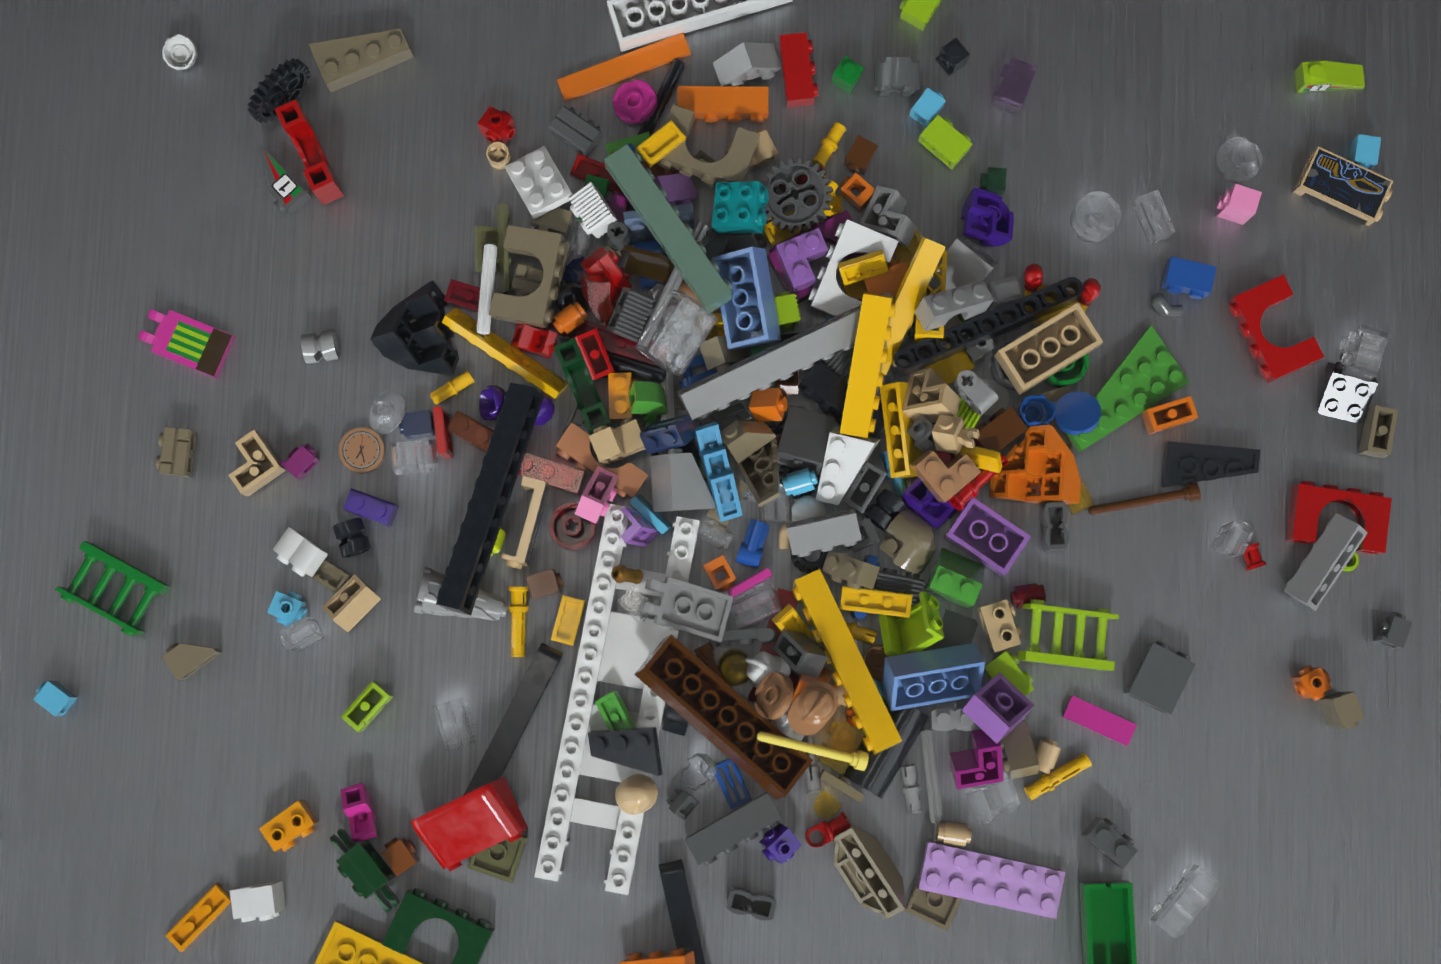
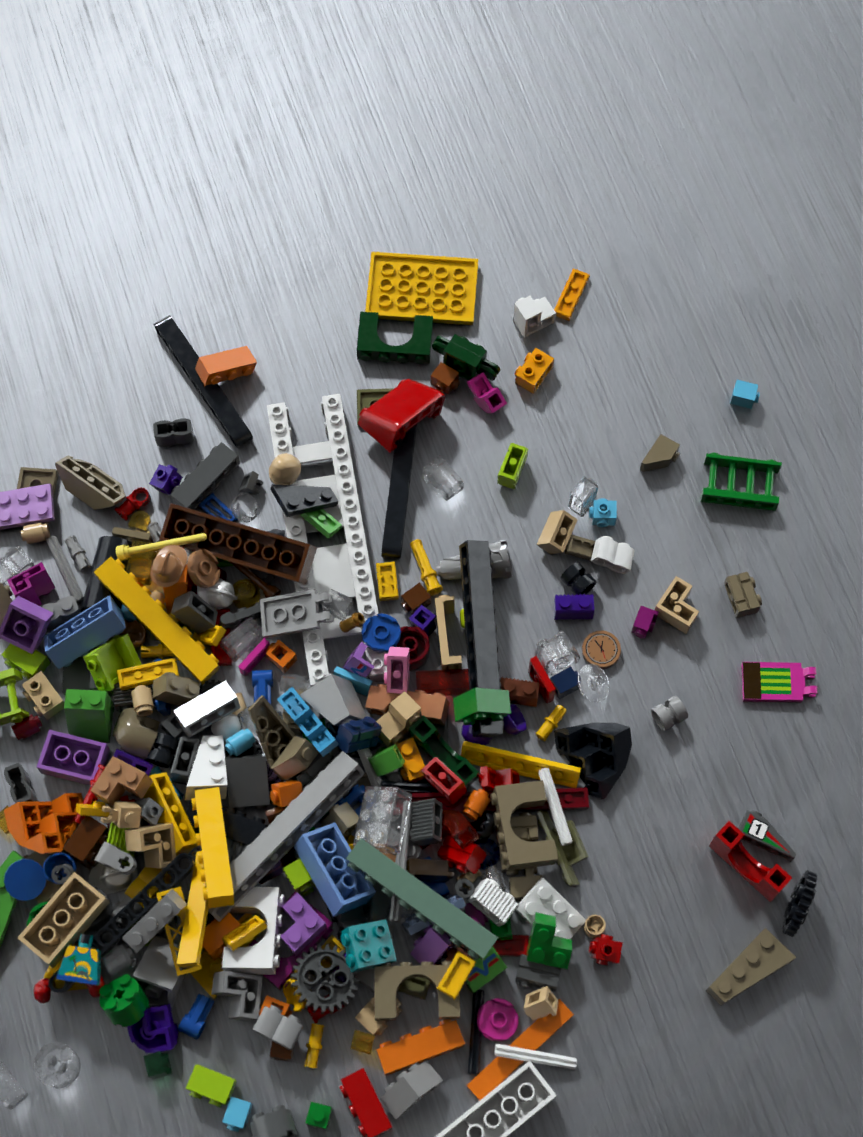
camera: 160 degrees right, 15 degrees down
(521, 412) = (481, 704): none -> green brick
(545, 551) = (423, 619): none -> dark purple brick
(556, 148) = (544, 946): none -> green brick
(585, 97) = (540, 1003): none -> tan brick
(599, 548) = (381, 632): none -> blue tile
(611, 51) = (535, 1056): none -> white axle
(779, 129) = (362, 1042): none -> clear yellow tile
(859, 165) = (277, 1027): none -> light grey brick
(891, 568) = (142, 700): none -> tan brick
(941, 213) = (194, 1021): none -> blue piece
(1009, 248) = (123, 1001): none -> green brick
(1038, 391) = (57, 877): none -> dark grey bush
(1043, 291) = (81, 963): none -> torso

